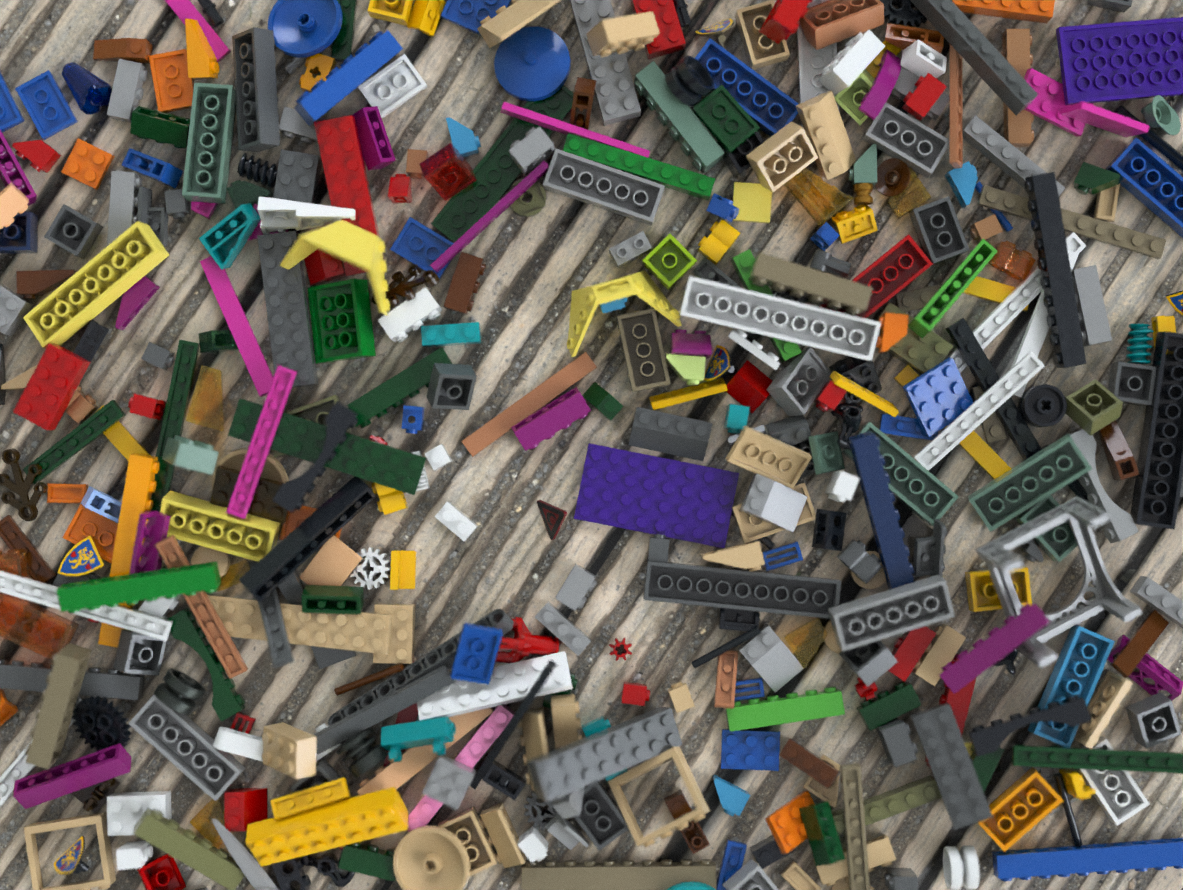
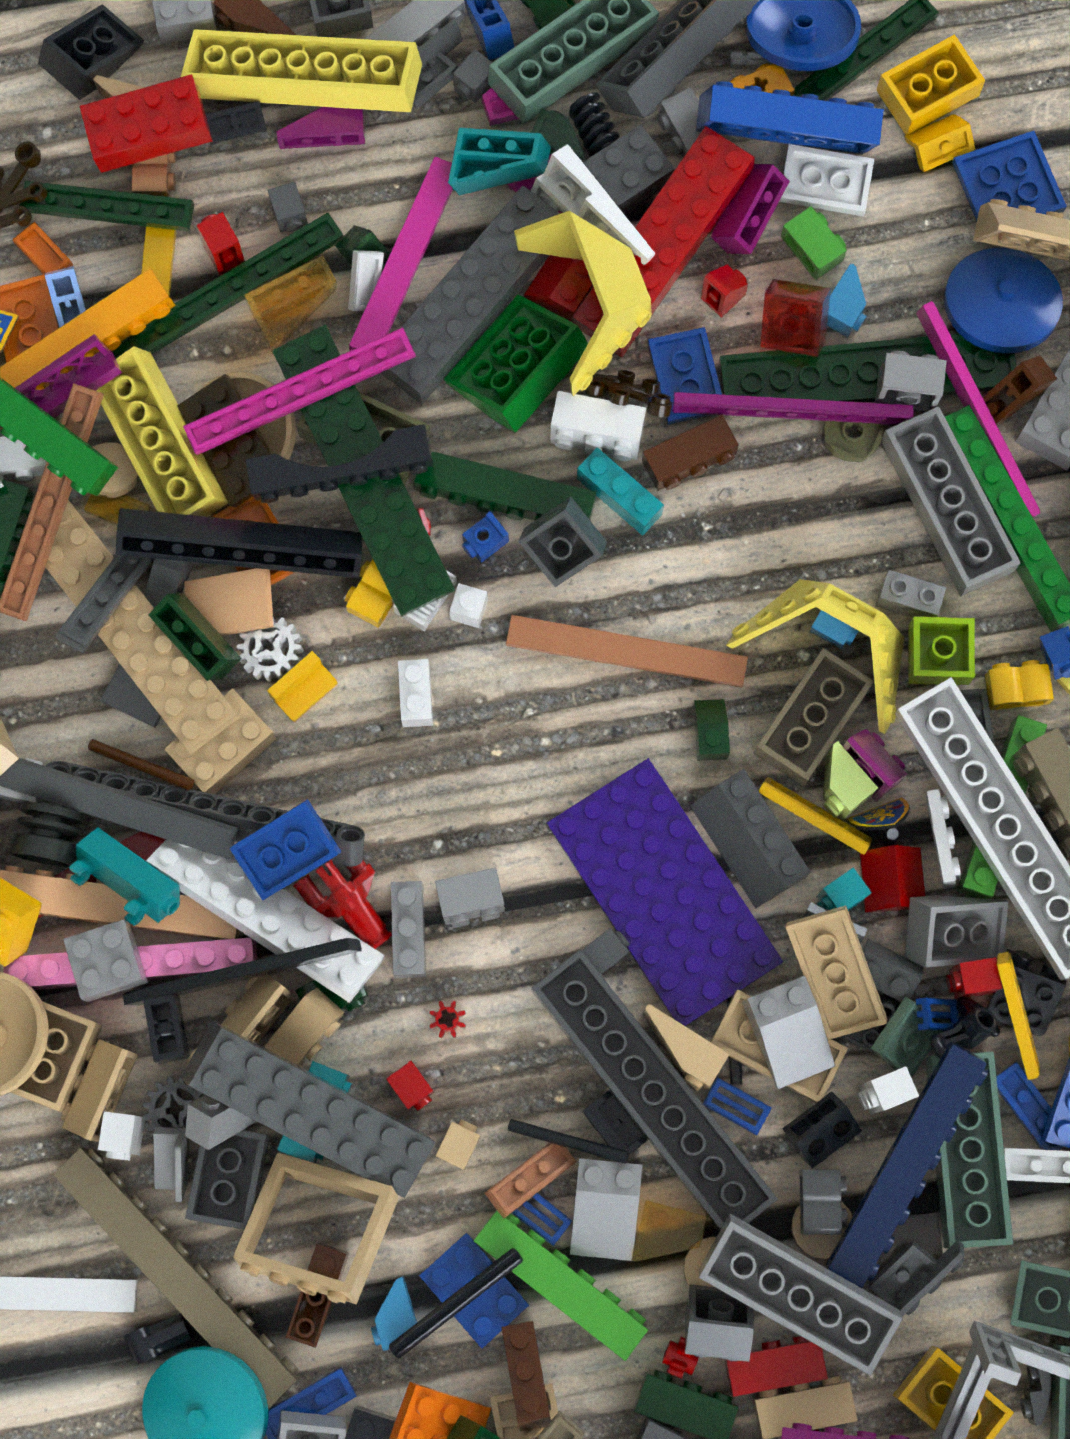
camera: 45 degrees right, 10 degrees down
(190, 454) = (211, 332): brick -> none
(229, 352) = (364, 277): none -> white tile
(414, 158) = (763, 276): medium nougat brick -> none
(418, 123) = (814, 242): none -> bright green brick
(550, 419) = (634, 688): magenta brick -> none
(552, 517) = (524, 796): piece -> none
(749, 767) = (455, 1303): none -> black axle
(824, 434) = (927, 1014): none -> blue tile

